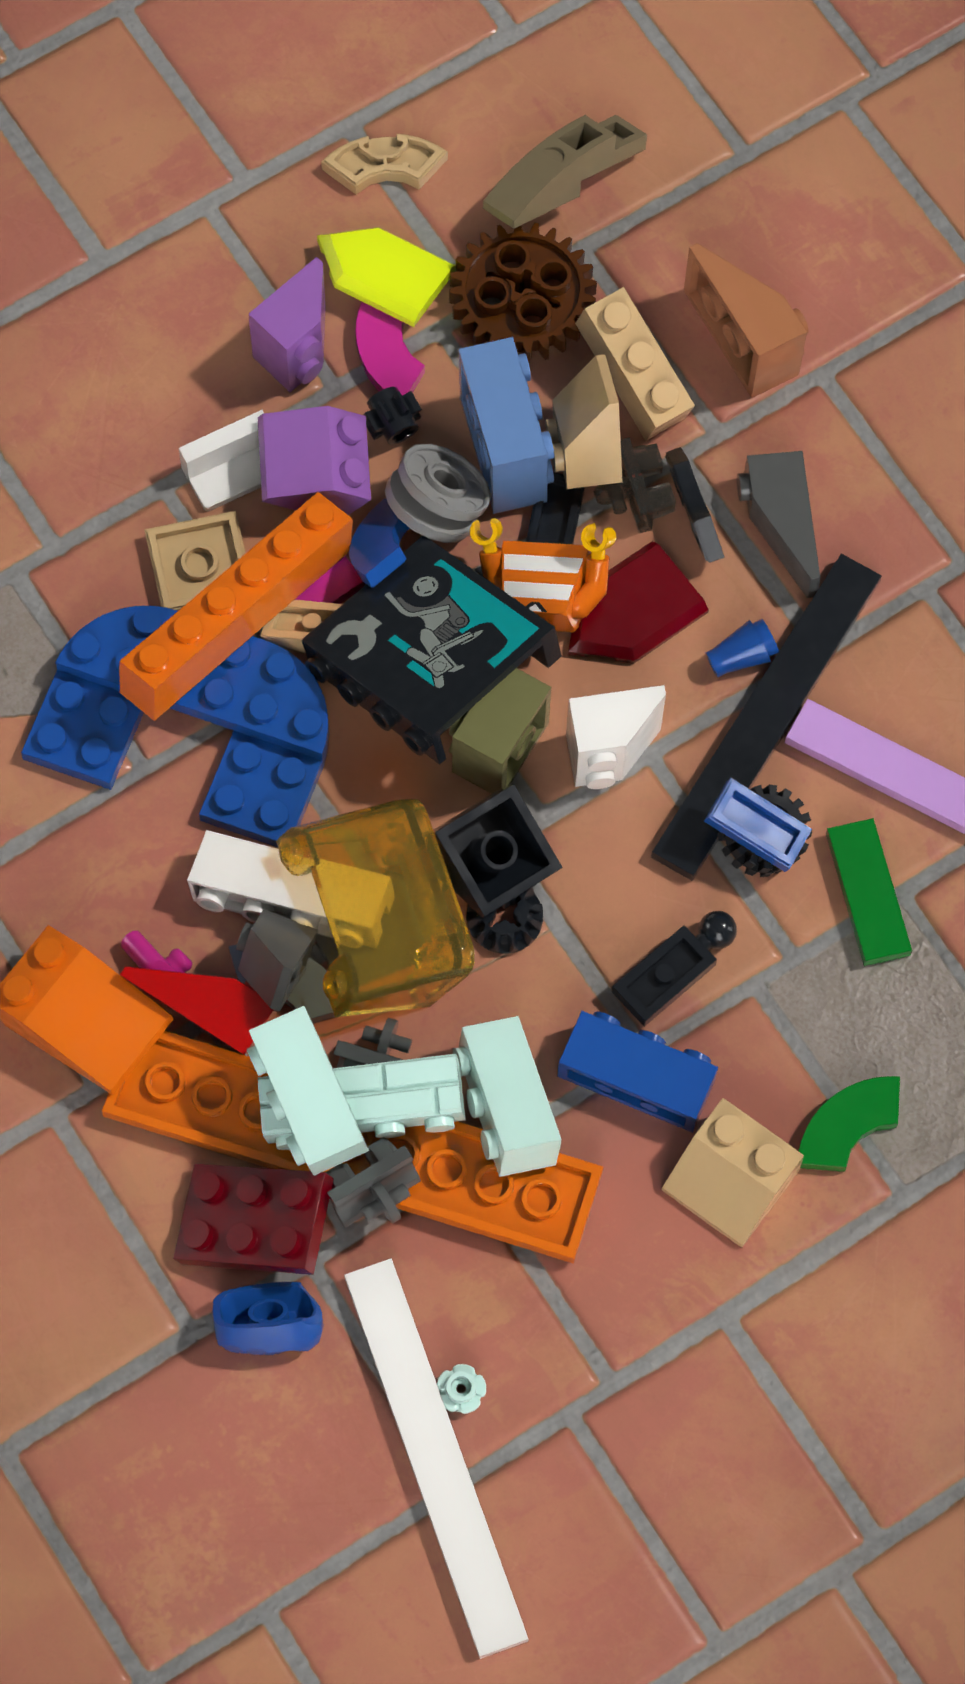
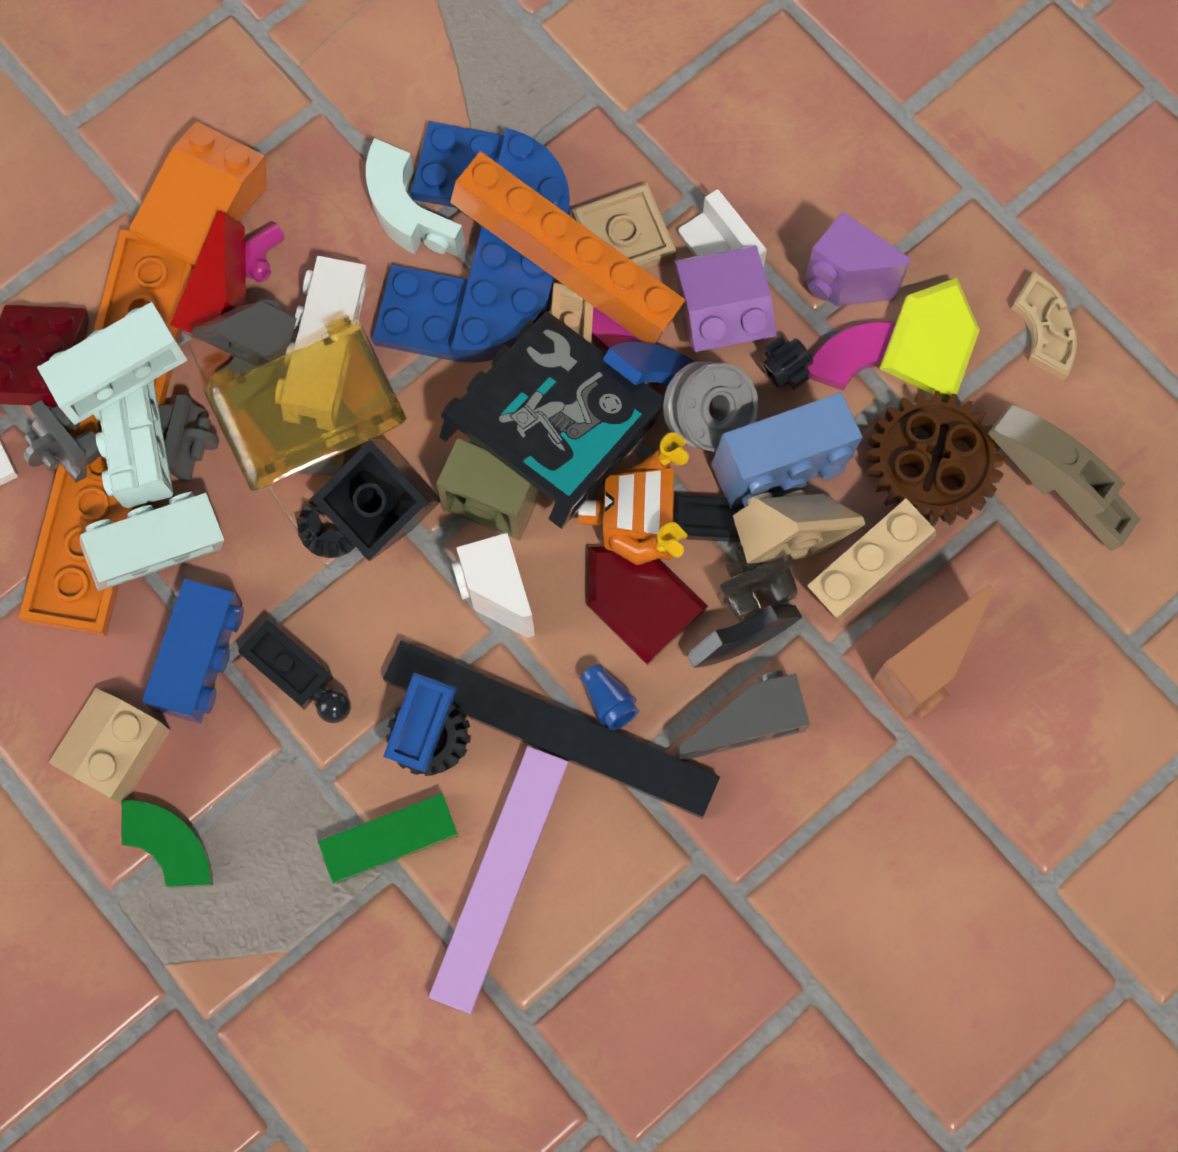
camera: 85 degrees right, 5 degrees up
(124, 802) = (401, 218): none -> light aqua arch

